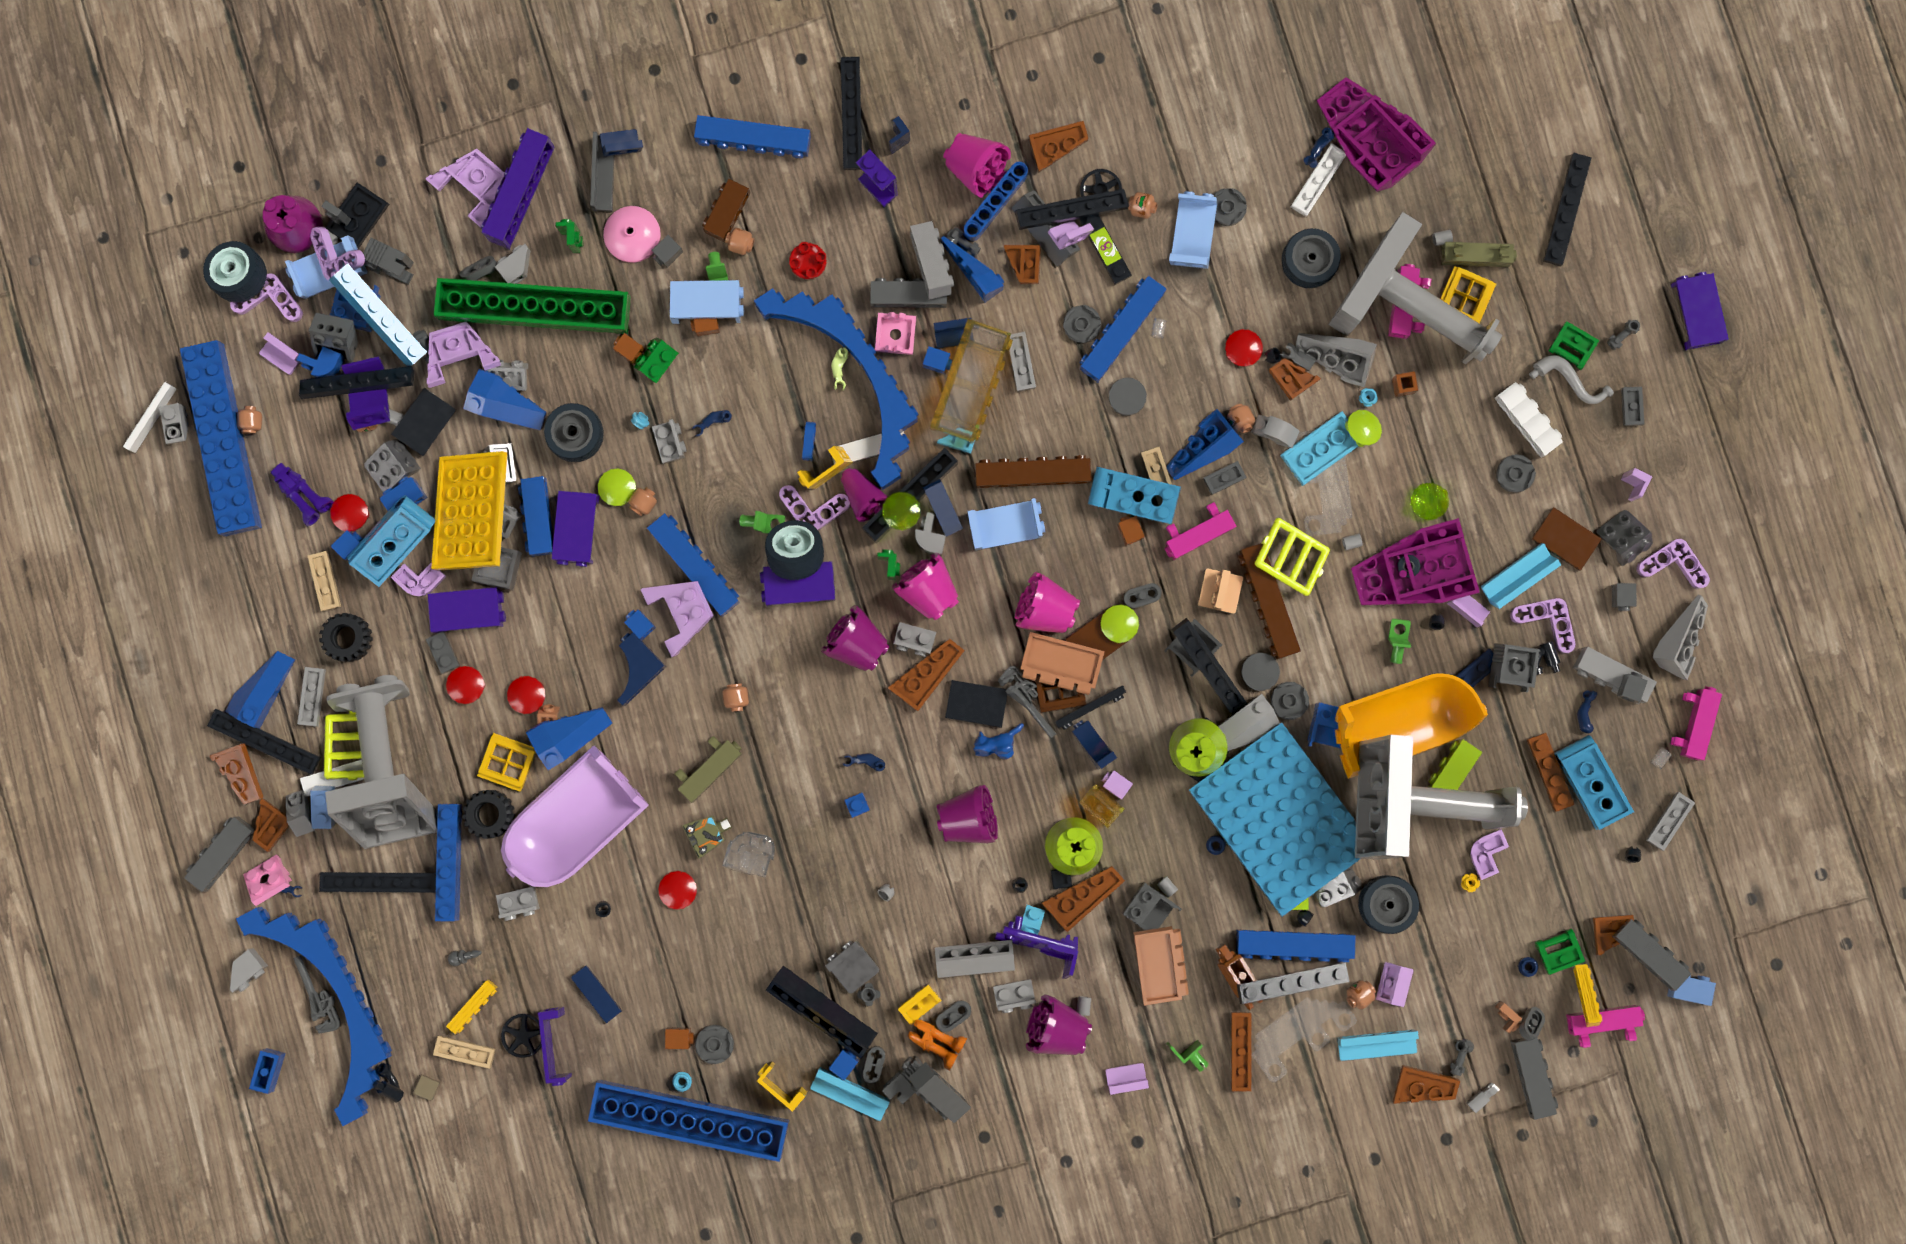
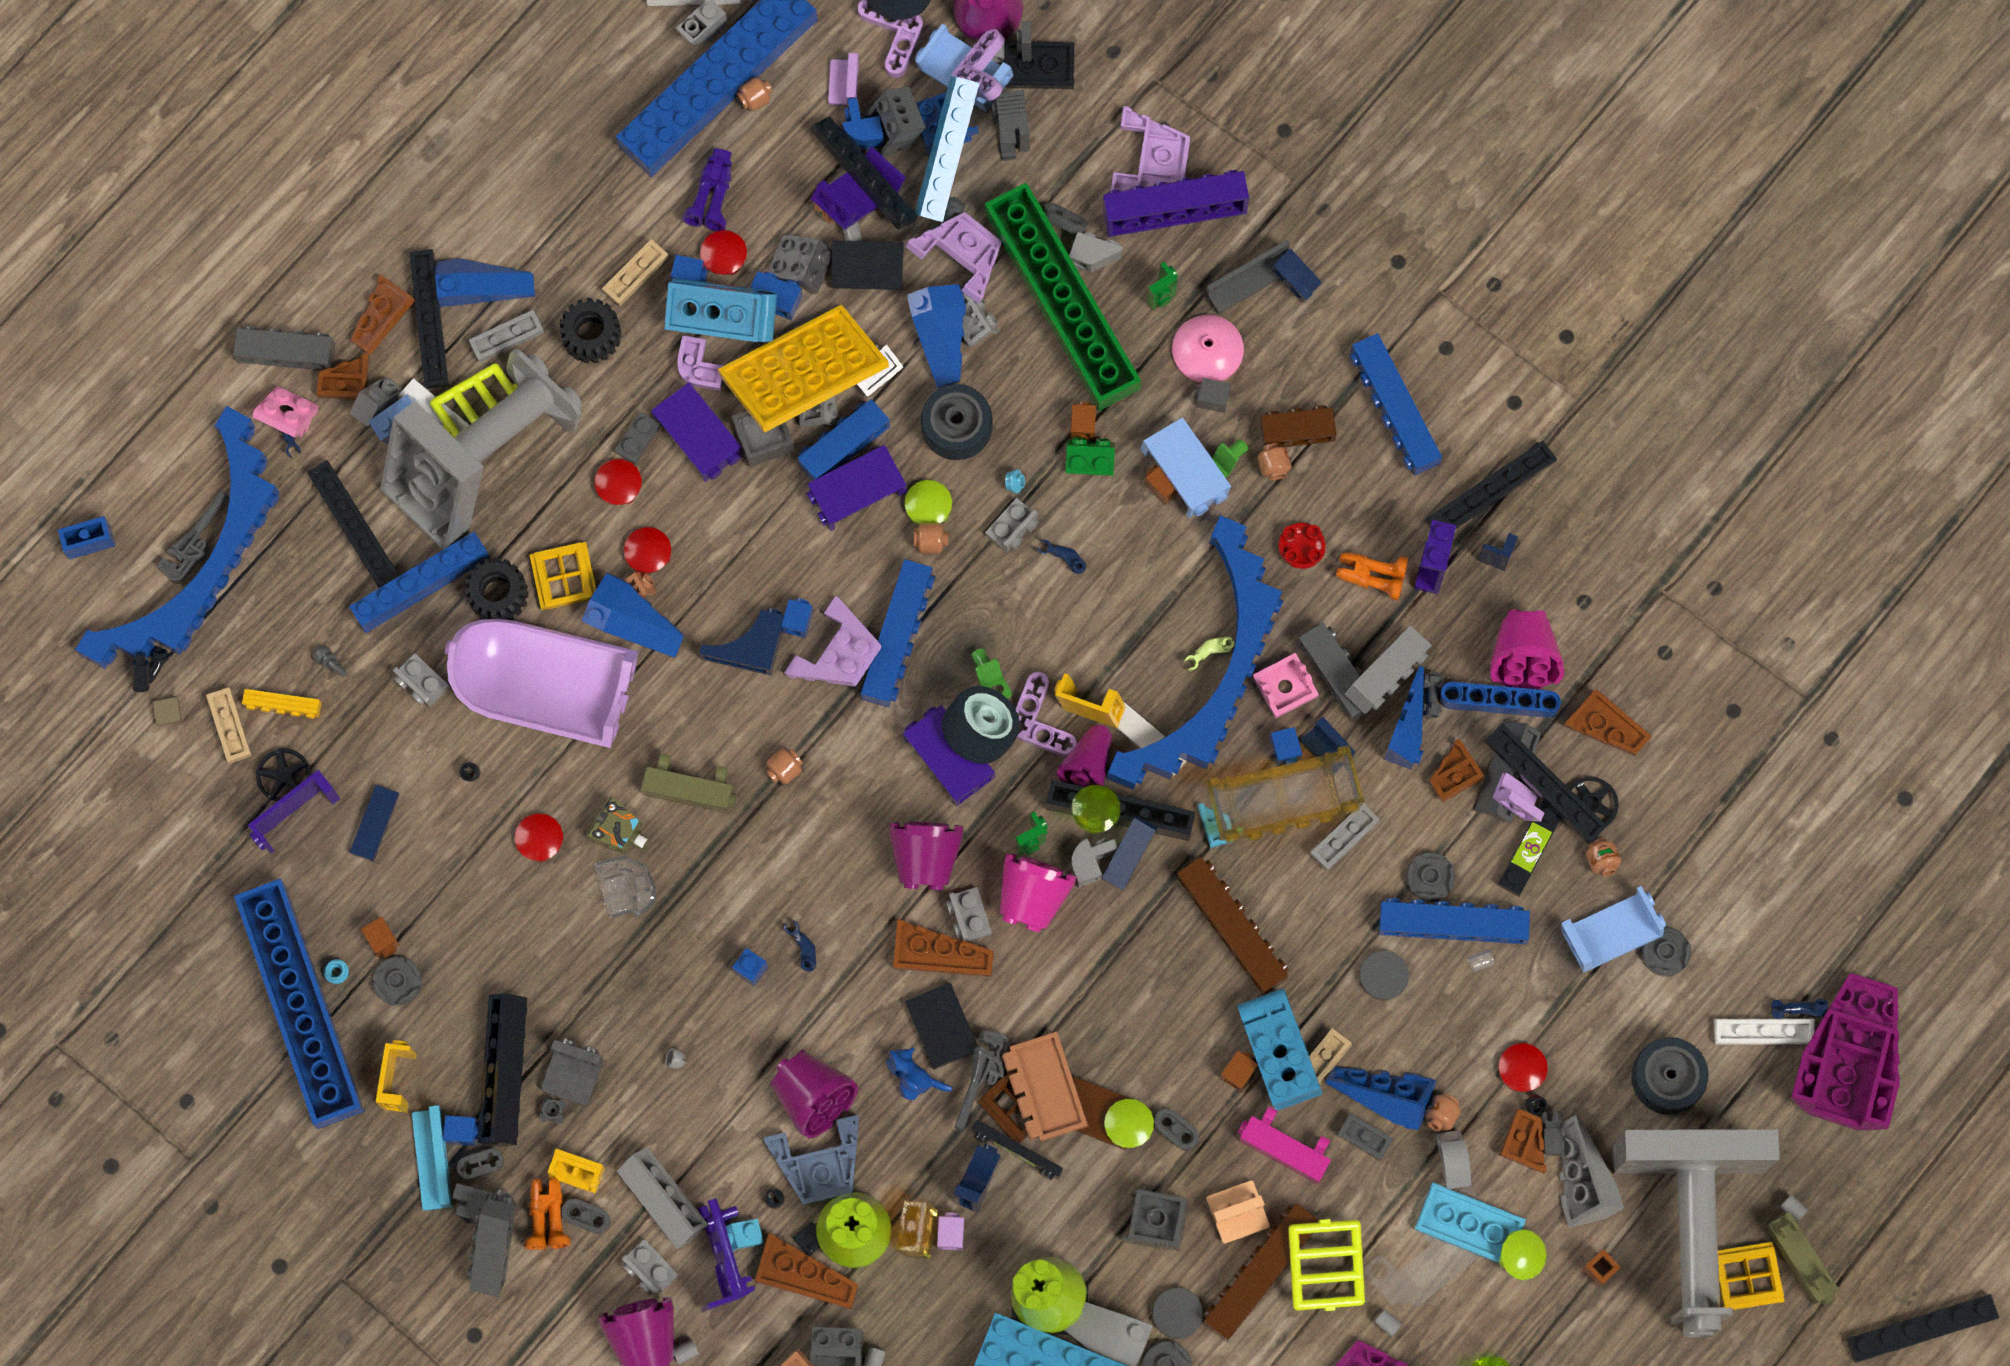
camera: 60 degrees right, 10 degrees down
(245, 968) = (180, 450): light grey slope -> none
(809, 439) = (1109, 668): blue piece -> none
(856, 235) = (1361, 574): none -> orange piece
(1006, 524) = (1156, 933): light blue panel -> none
(1023, 845) = (820, 1173): none -> sand blue wing
(1045, 606) = (1095, 1030): dark pink cone -> none
(1209, 666) = (1144, 1245): black plate -> none
(1368, 392) = (1560, 1232): medium azure plate -> none
(1401, 321) = (1666, 1221): dark pink brick -> none

